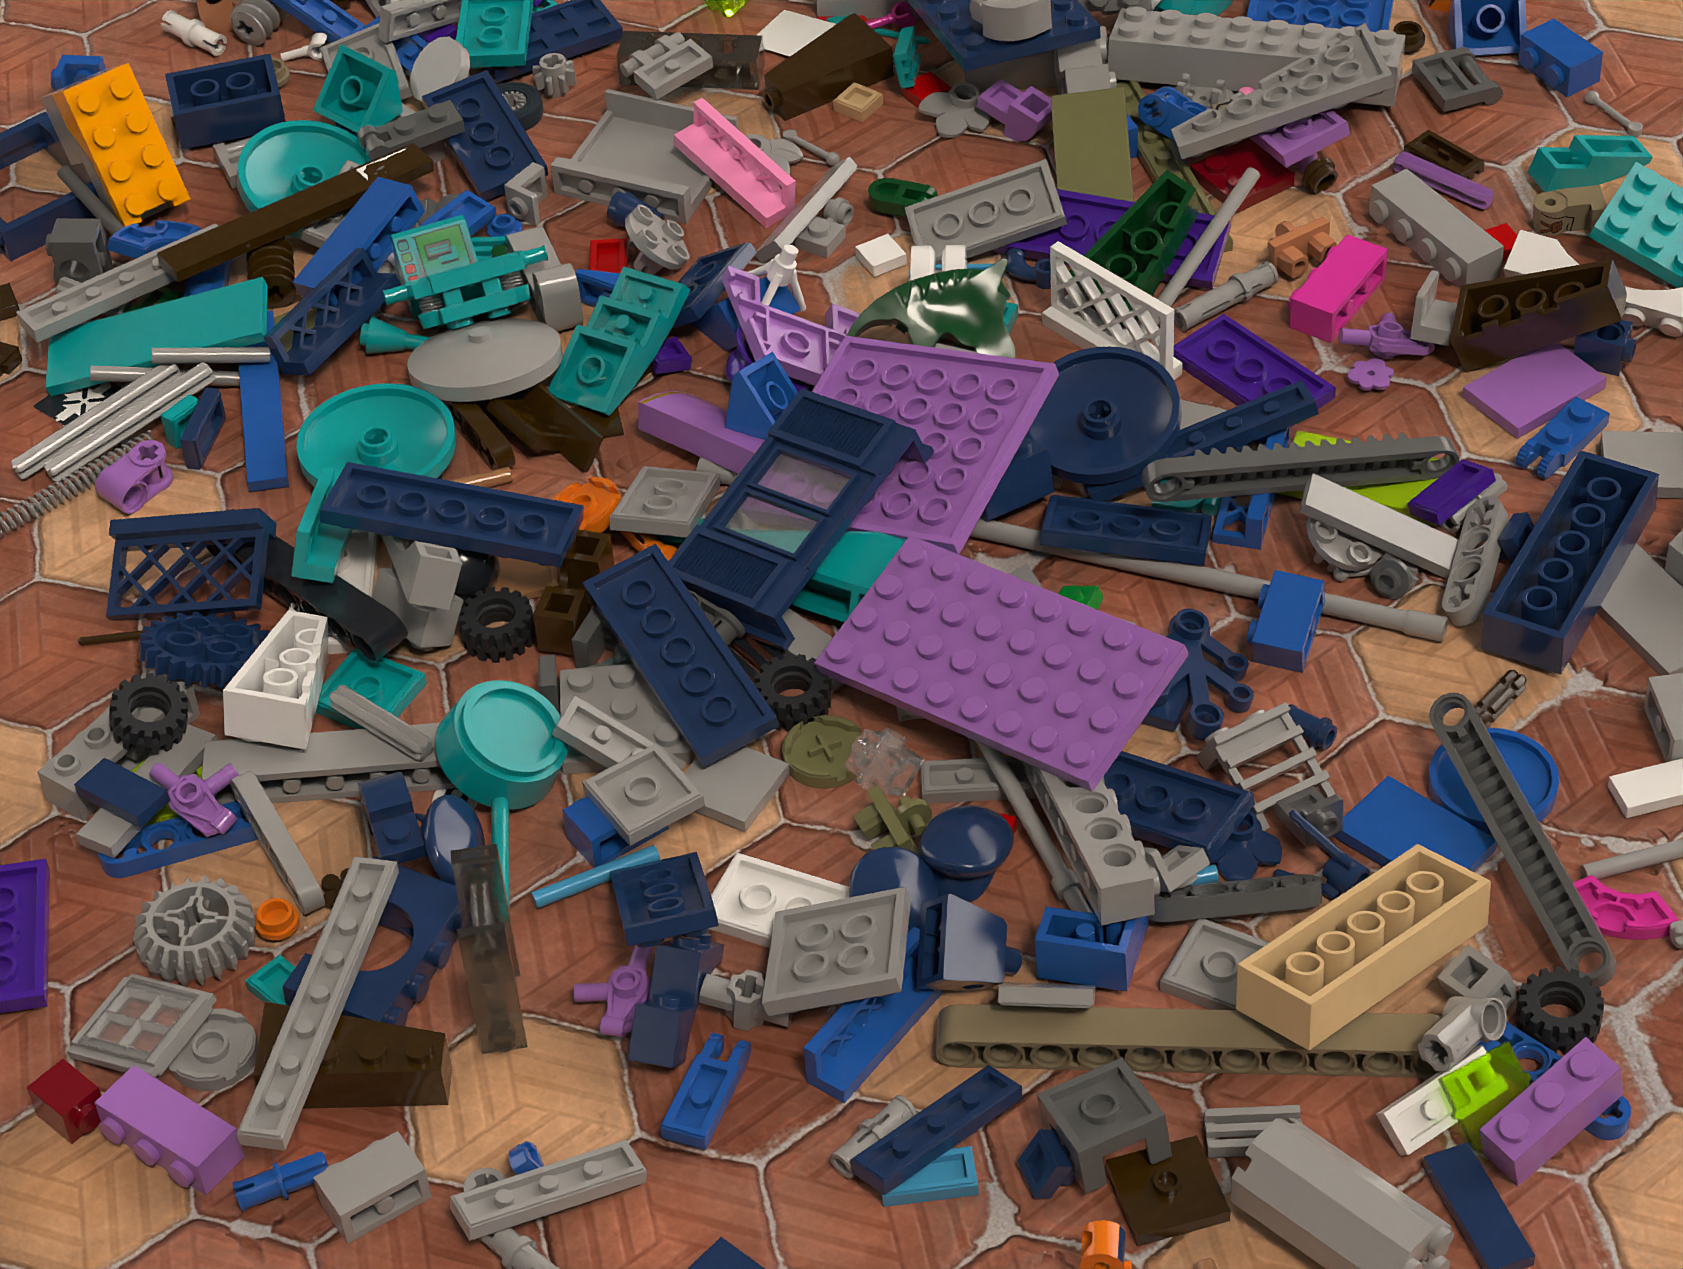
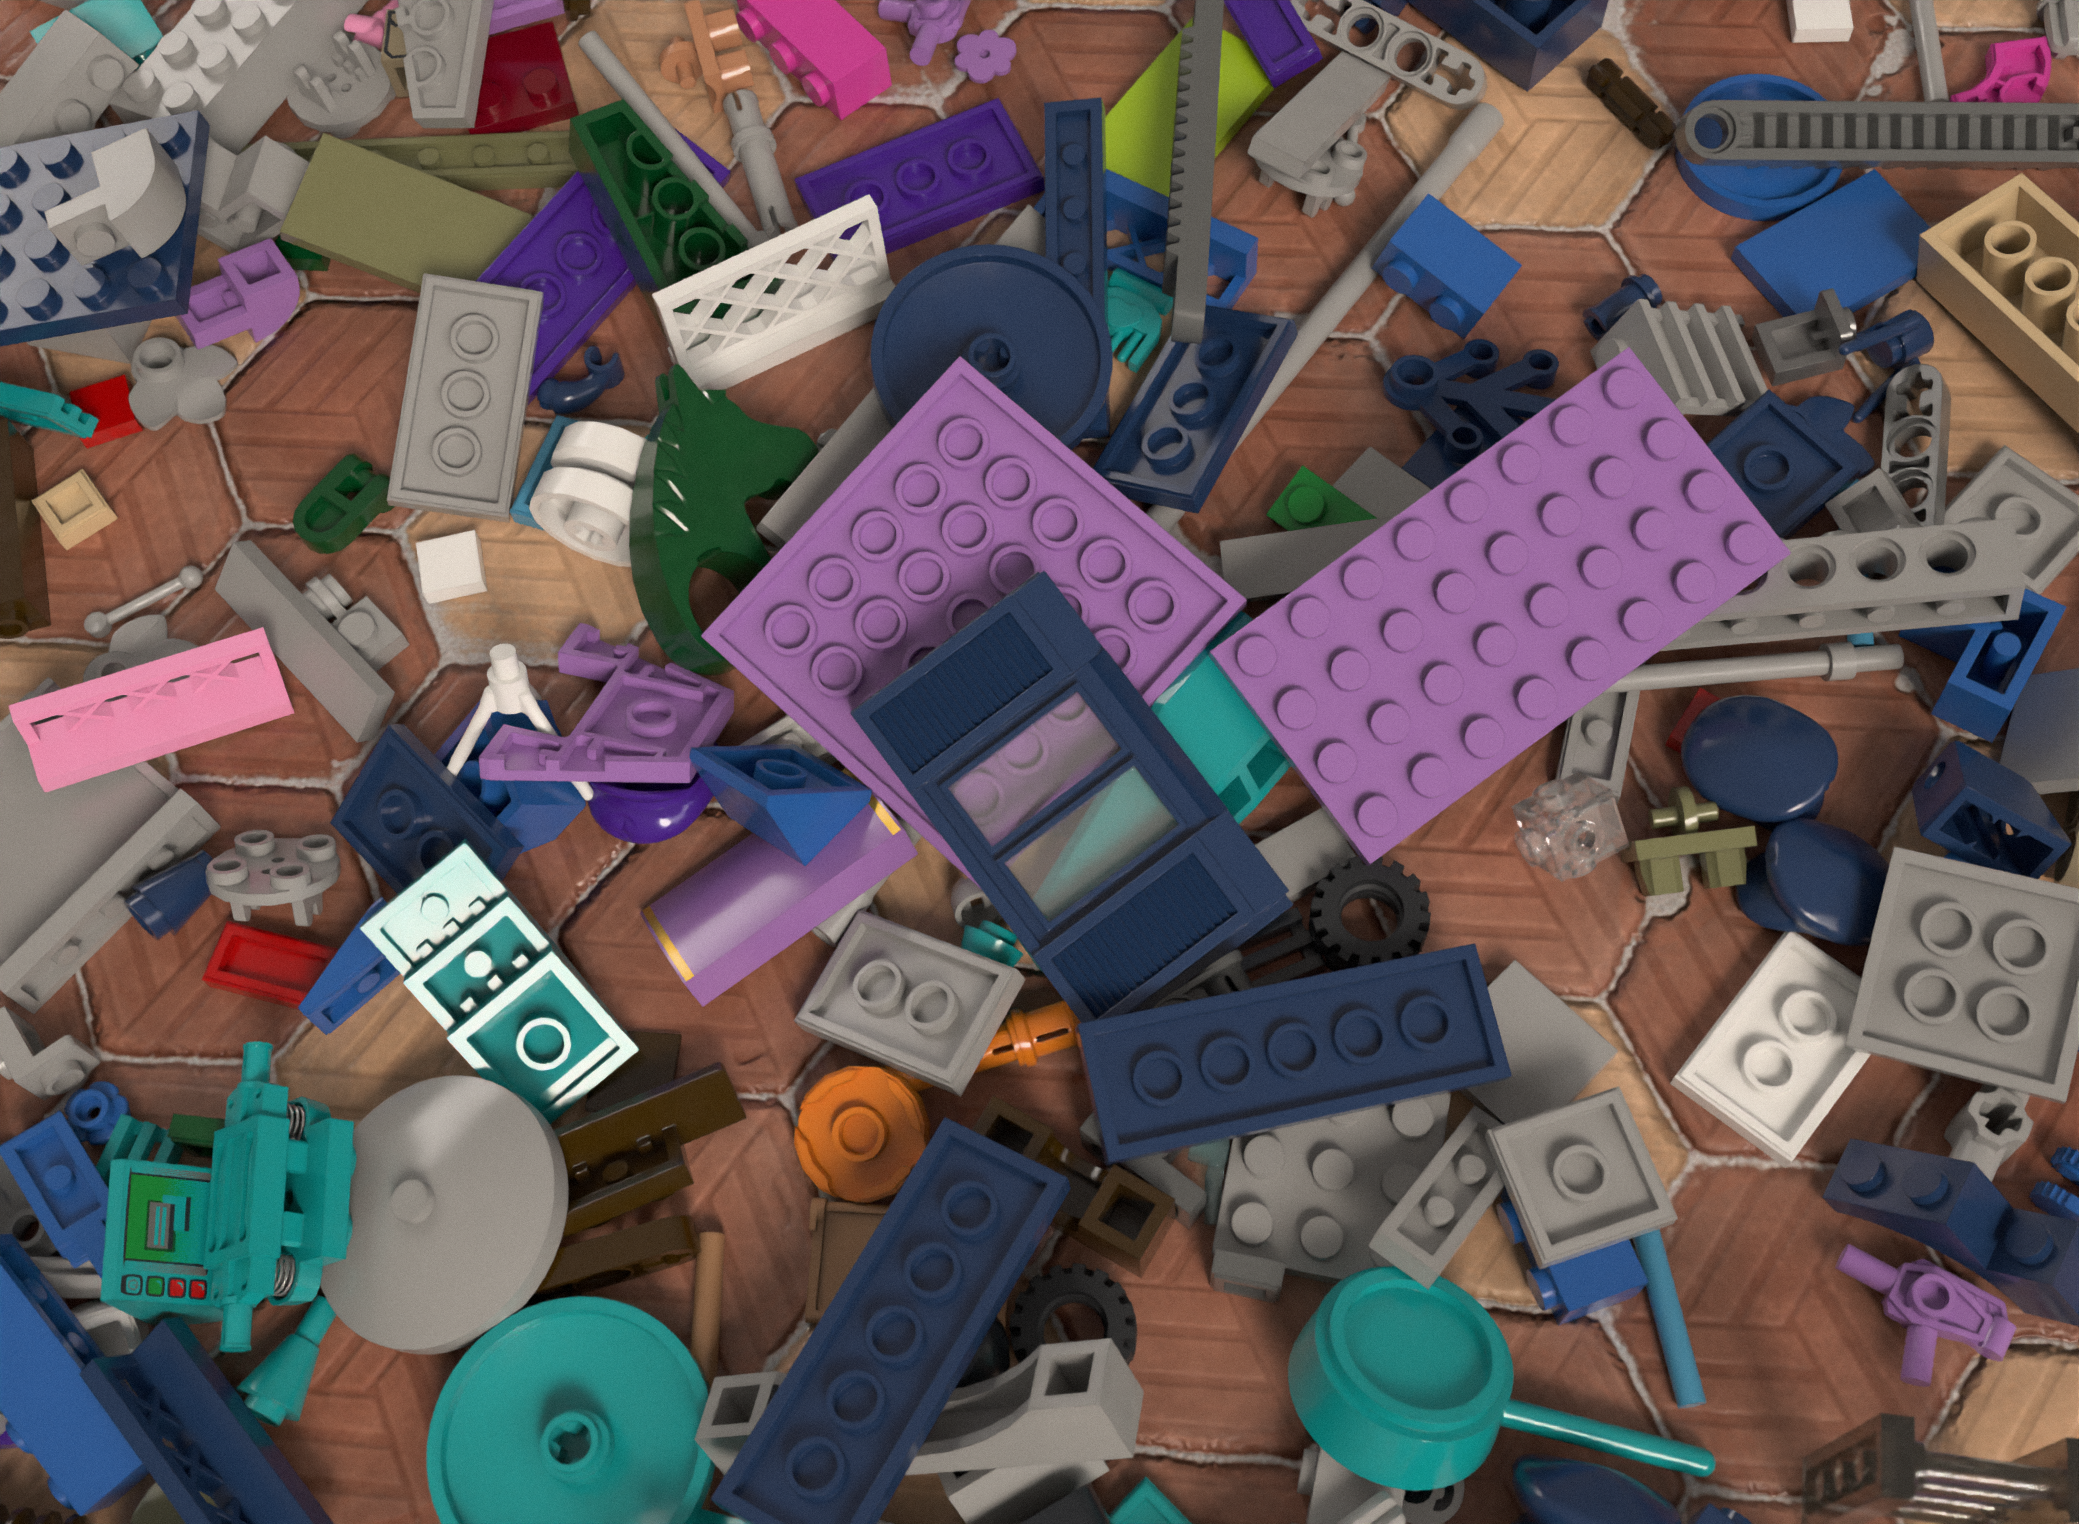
camera: 70 degrees left, 20 degrees up
(551, 285) = (341, 1063): light grey beam -> none
(664, 900) = (1818, 1197): dark blue plate -> none
(671, 357) = (554, 915): dark purple tile -> none
(820, 751) = (1492, 901): olive tile -> none
(1169, 110) = (366, 109): blue piece -> none
(1392, 577) = (1383, 138): dark grey plate -> none

